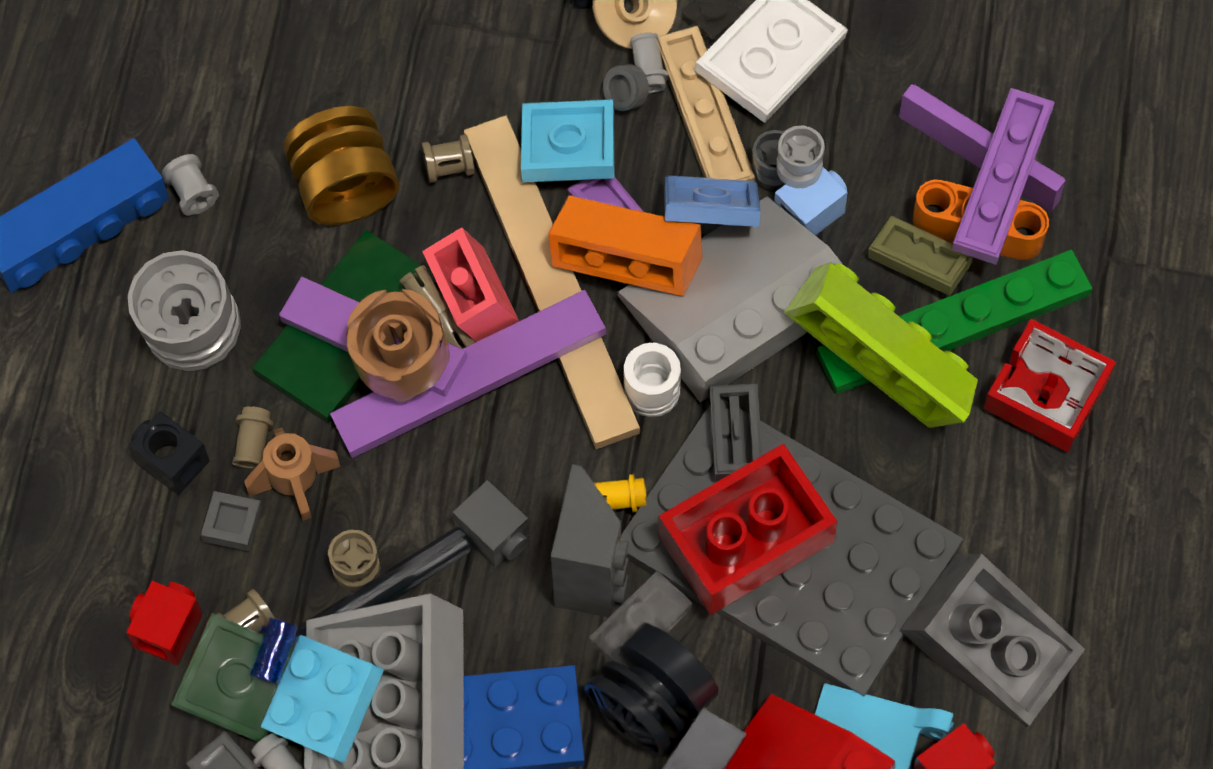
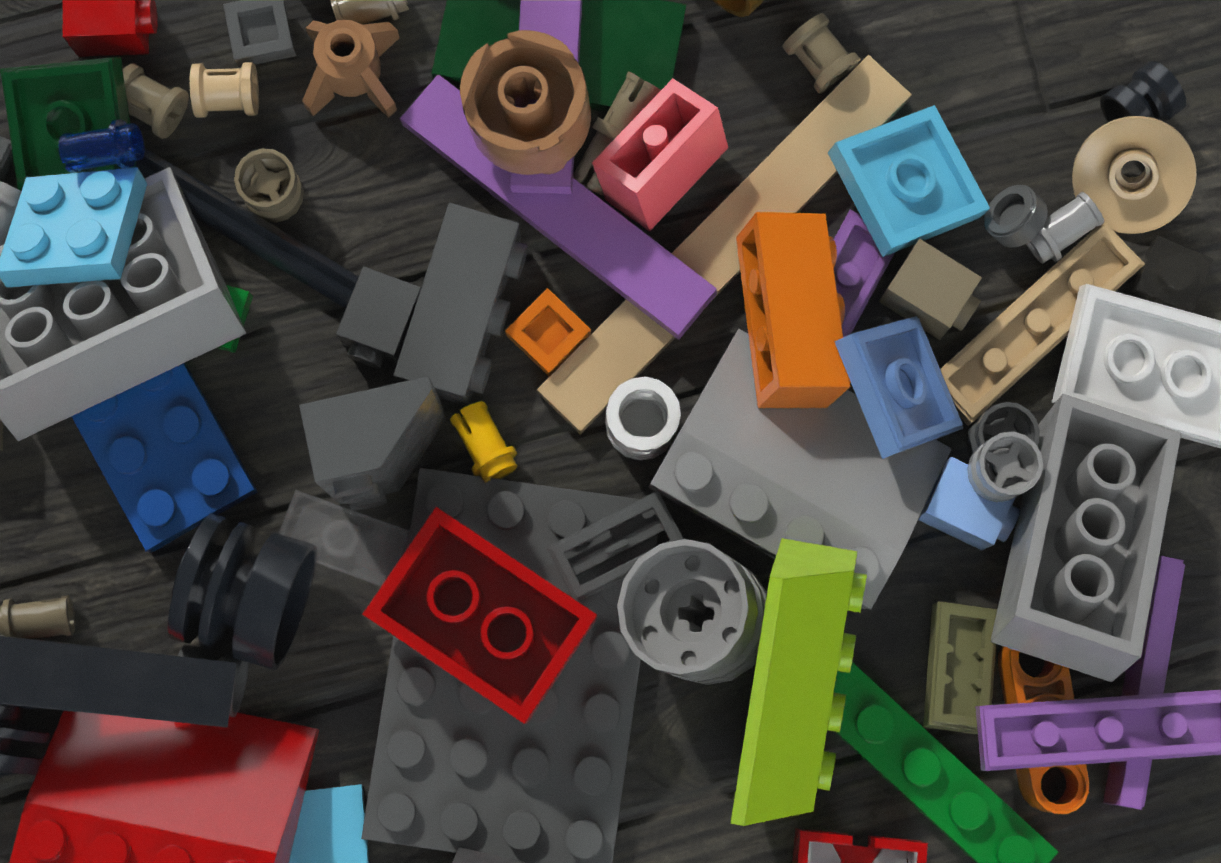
camera: 60 degrees right, 15 degrees up
(264, 563) = (224, 89): none -> tan bush
(488, 448) = (462, 303): none -> dark grey brick
(557, 418) = (548, 332): none -> orange plate
(649, 159) = (933, 290): none -> dark tan brick
(801, 368) = (675, 585): none -> light grey wheel
(874, 130) = (1088, 540): none -> light grey brick

